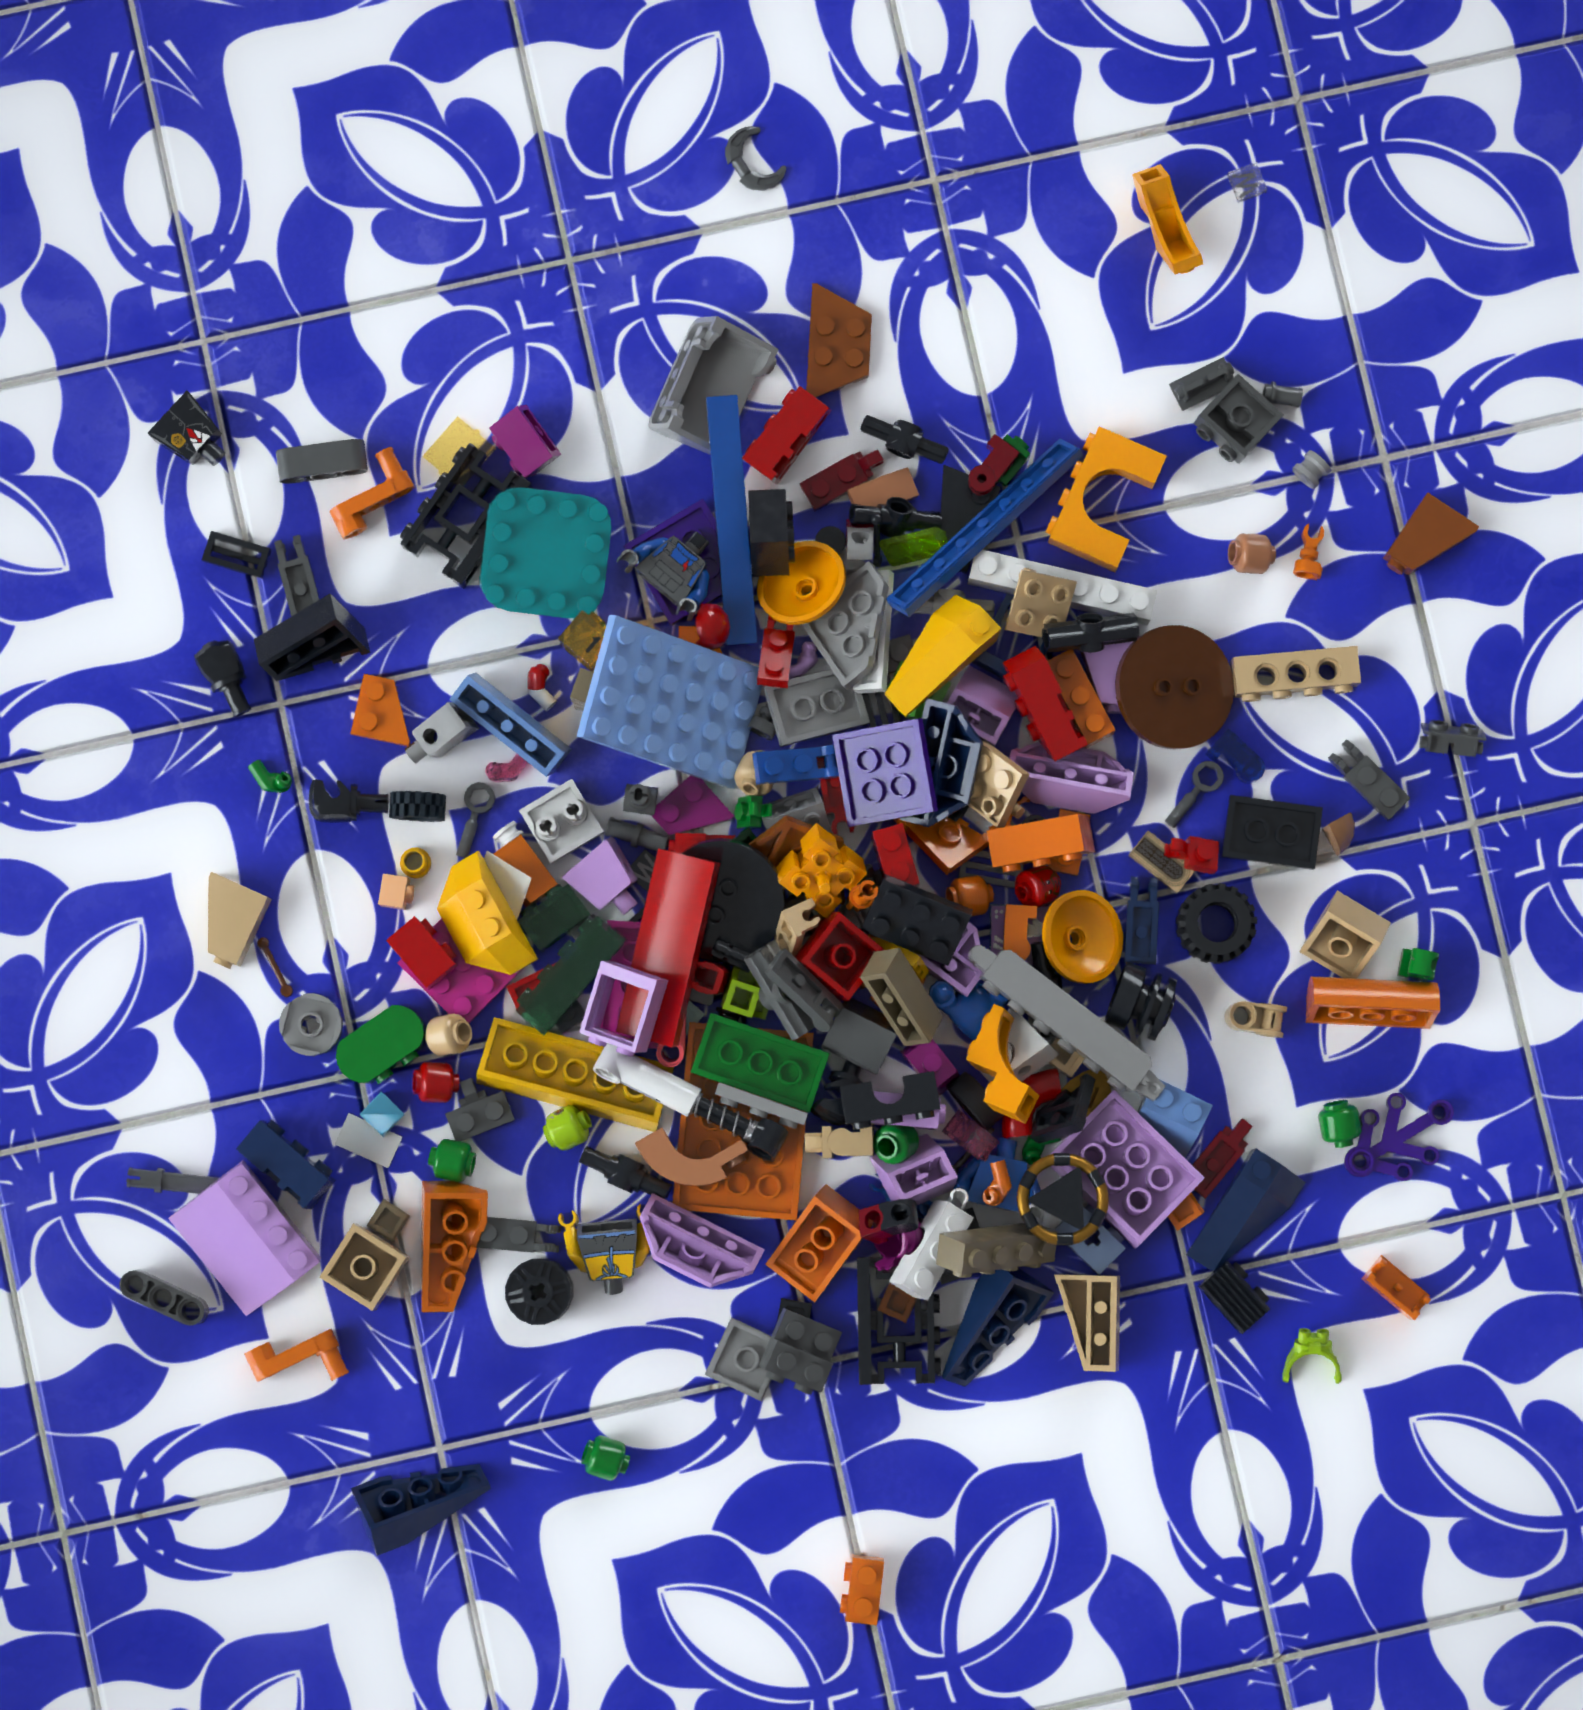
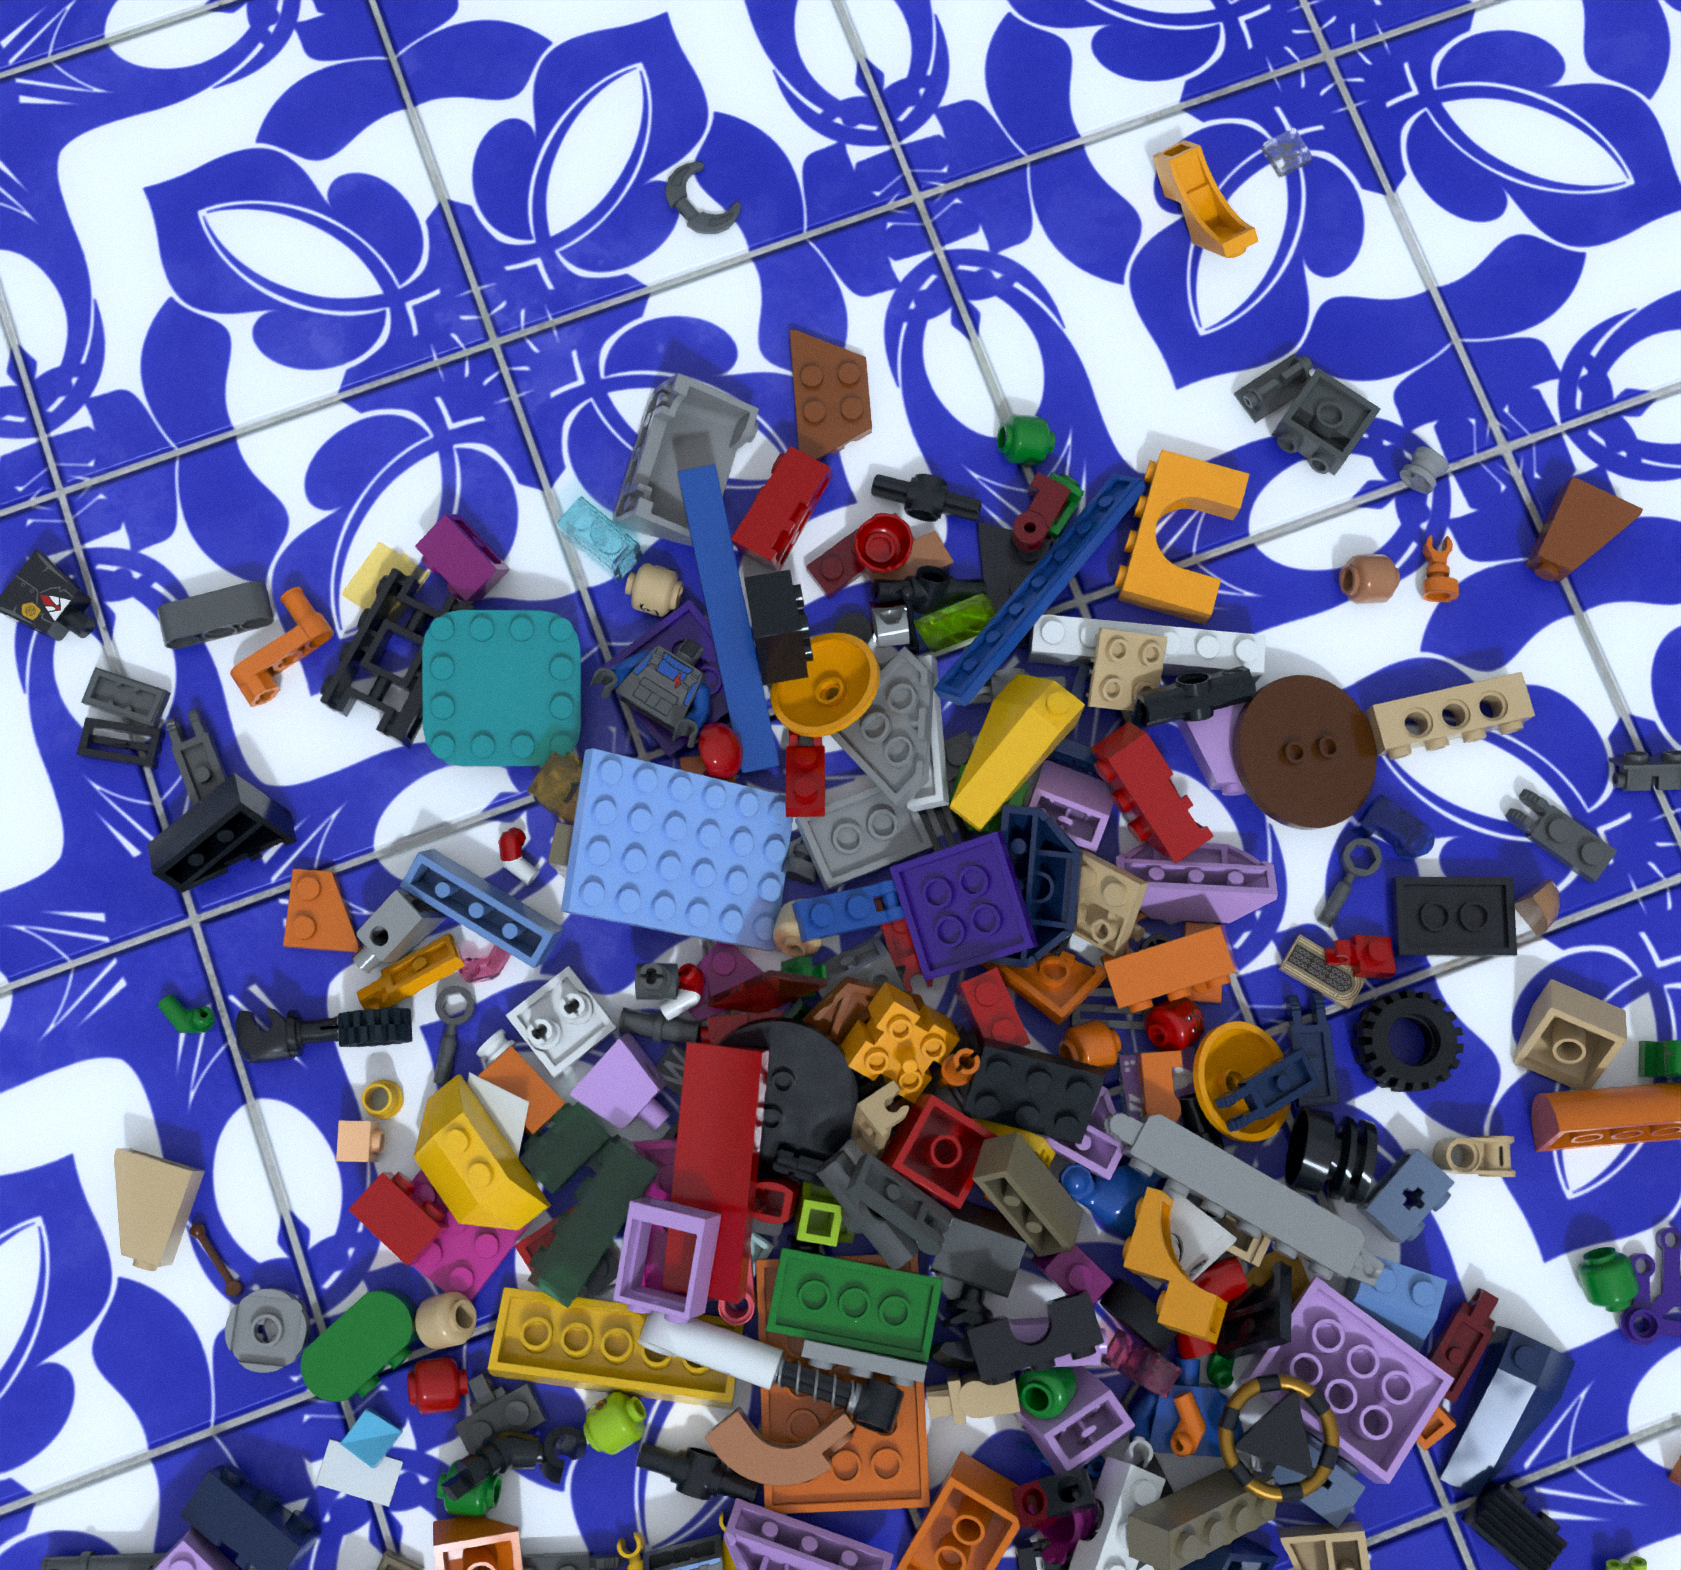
camera: 10 degrees left, 5 degrees down
(225, 672) = (116, 889): black piece -> none
(244, 519) = (126, 697): none -> dark grey plate
(450, 768) = (413, 973): none -> light orange hinge
(494, 1137) = (516, 1450): none -> black piece
(636, 439) = (599, 539): none -> clear light blue brick
(664, 810) = (689, 991): none -> arm
(675, 486) = (654, 589): none -> tan head
(723, 818) = (766, 992): none -> clear red piece
(805, 662) = (843, 781): lavender piece -> none
(863, 475) = (883, 543): none -> red hair
(991, 402) = (1025, 439): none -> green head
(1081, 698) = (1193, 778): orange brick -> none
(1102, 943) = (1270, 1088): none -> dark blue hinge
(1203, 1024) = (1385, 1201): none -> sand blue brick
(1283, 394) = (1374, 388): dark grey pin -> none

